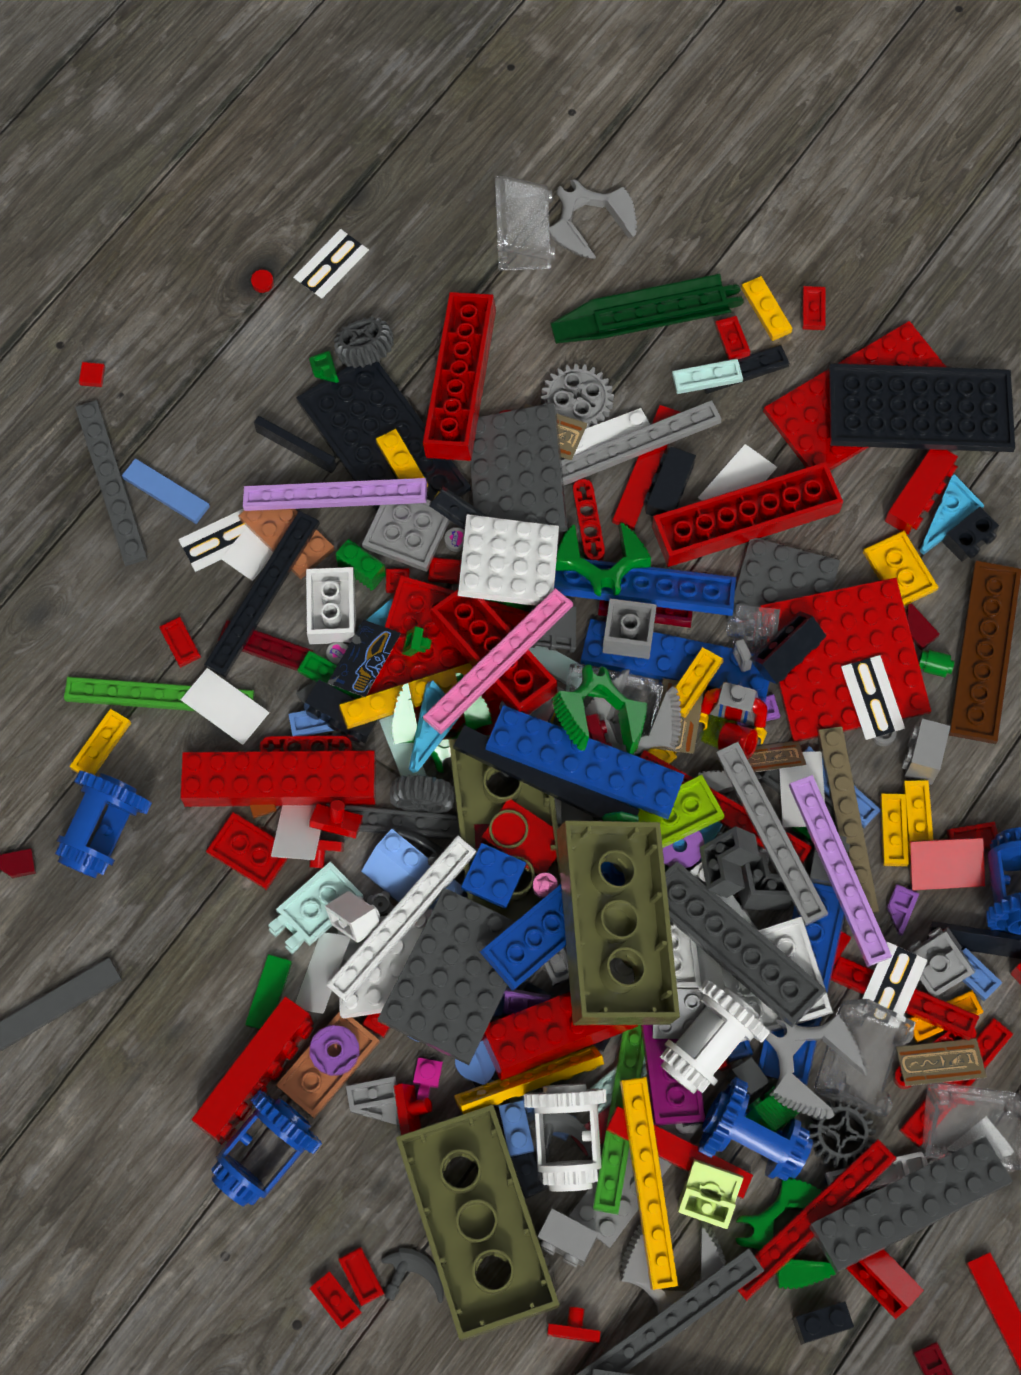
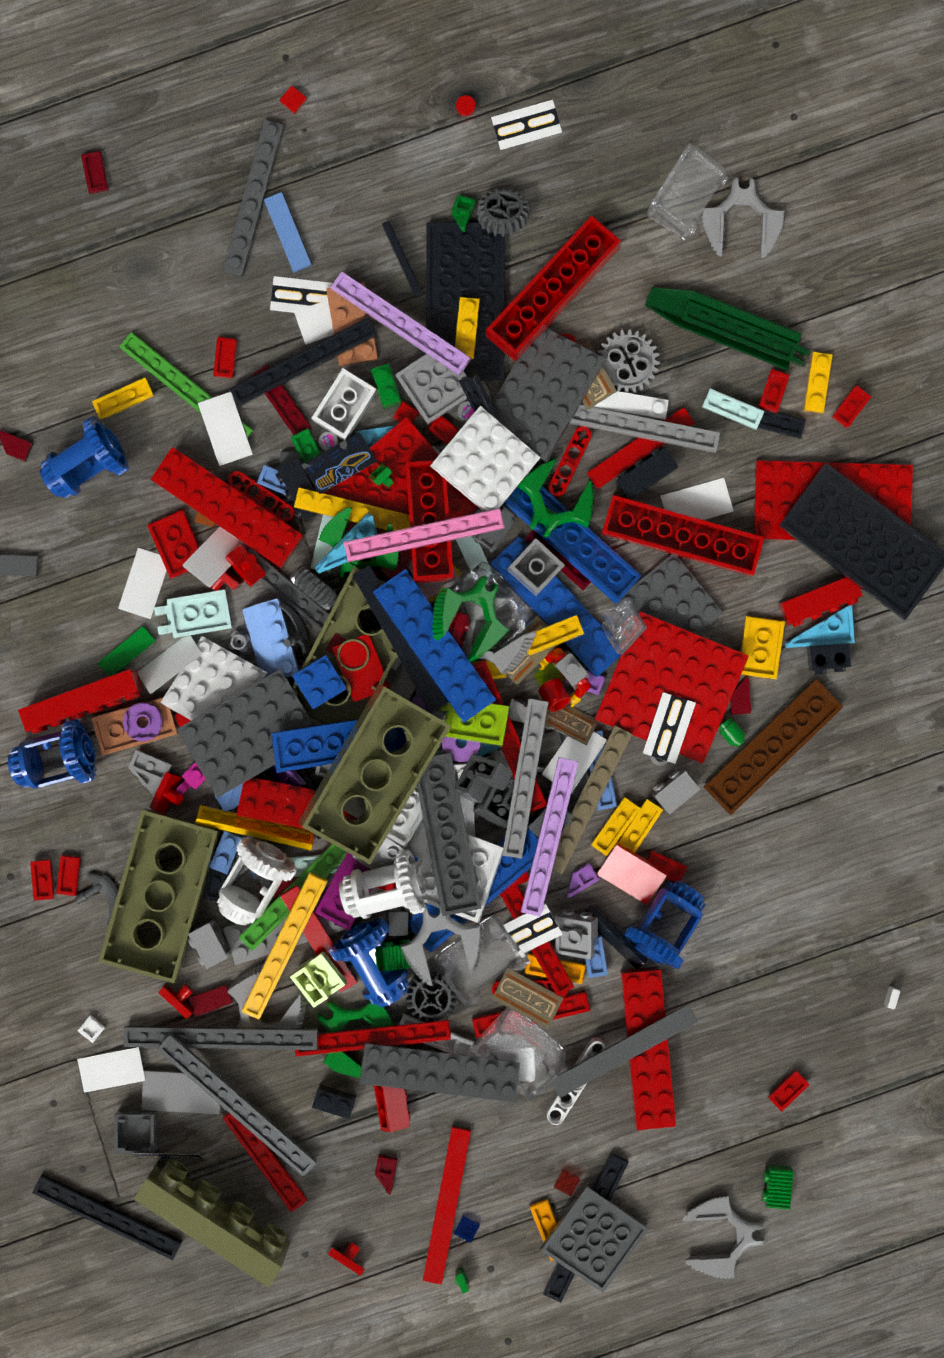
camera: 30 degrees right, 20 degrees up
(240, 914) = (143, 584): none -> white sticker
(353, 916) = (211, 642): white brick -> none
(401, 919) = (241, 668): white tile -> none
(544, 884) = (349, 711): bright pink tile -> none
(610, 1306) = (211, 1000): none -> dark red tile
(620, 817) = (432, 705): green arm -> none
(742, 655) = (600, 639): light grey tile -> none
(788, 647) = (633, 658): black brick -> none

